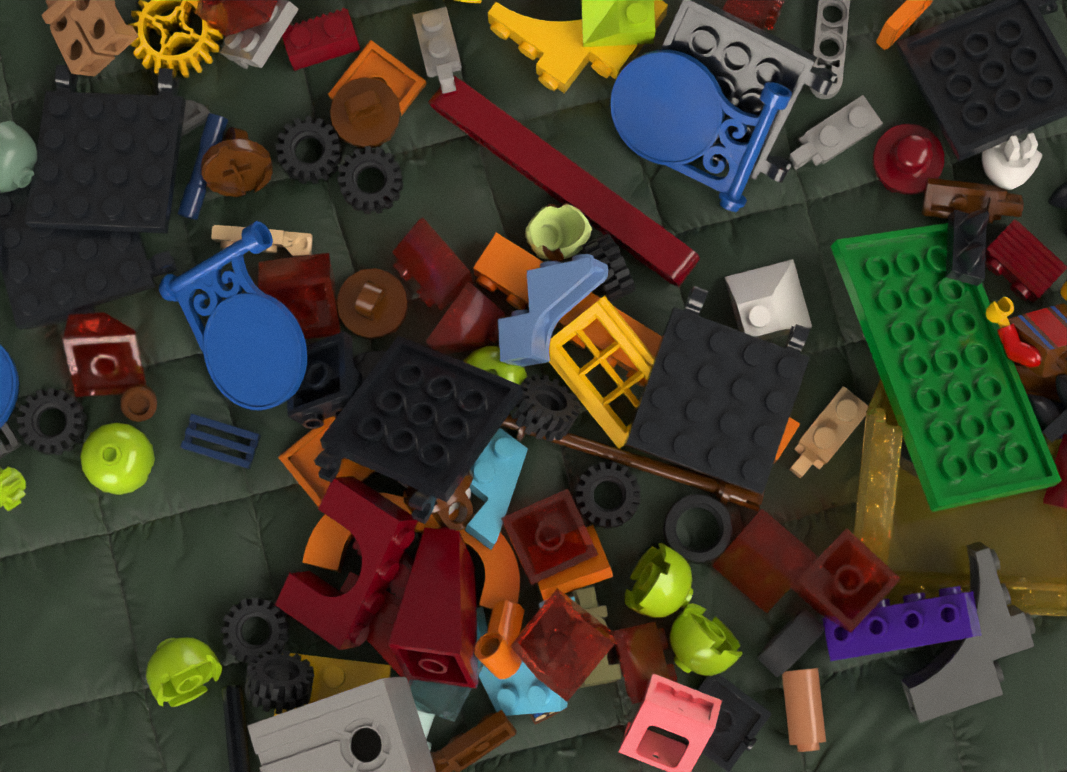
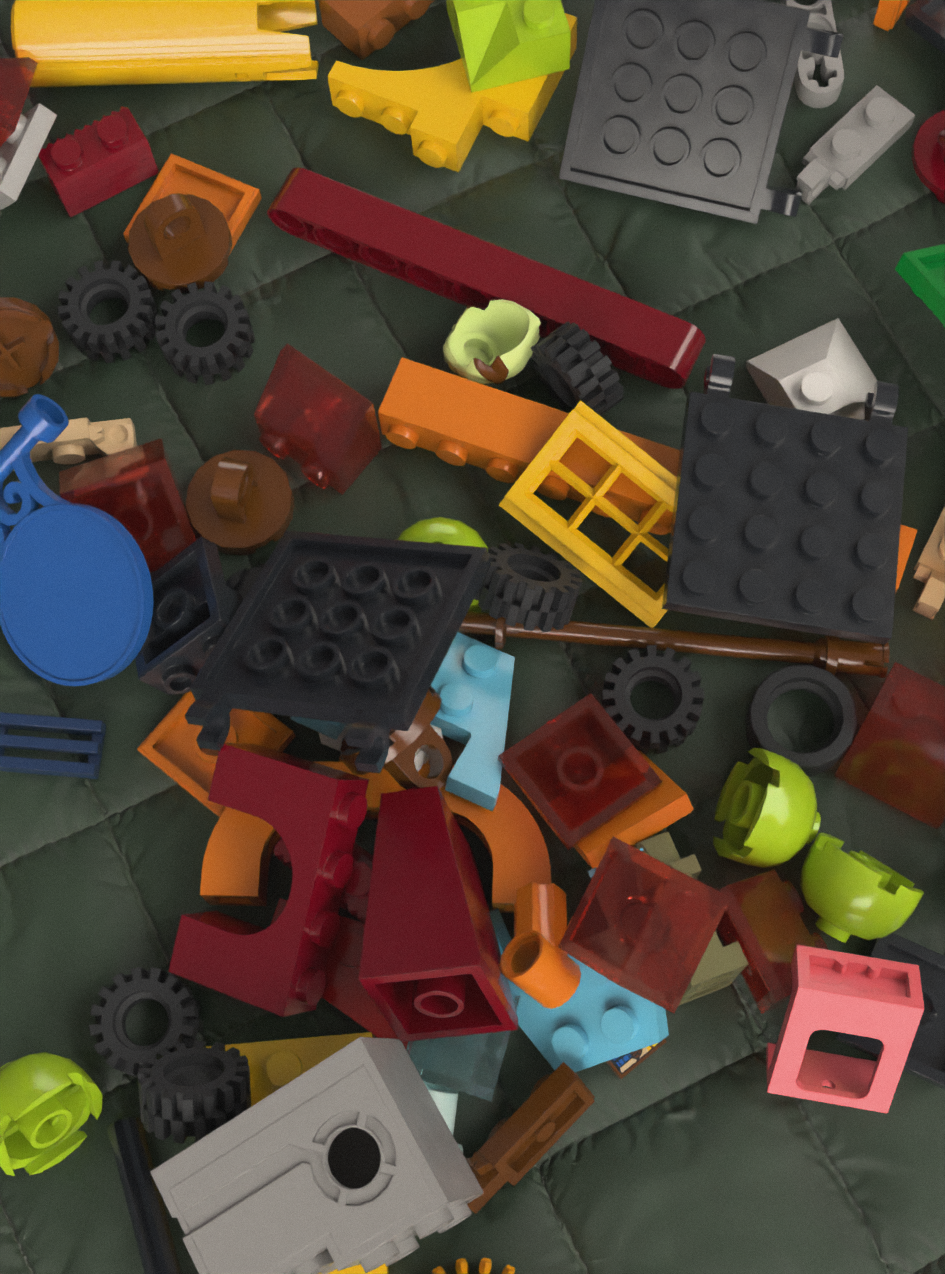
camera: 10 degrees left, 10 degrees down
(438, 46) = (267, 138): light grey hinge -> none
(467, 323) = (385, 487): clear red slope -> none
(551, 294) = (504, 413): medium blue arch -> none
(674, 113) = (619, 141): blue piece -> none

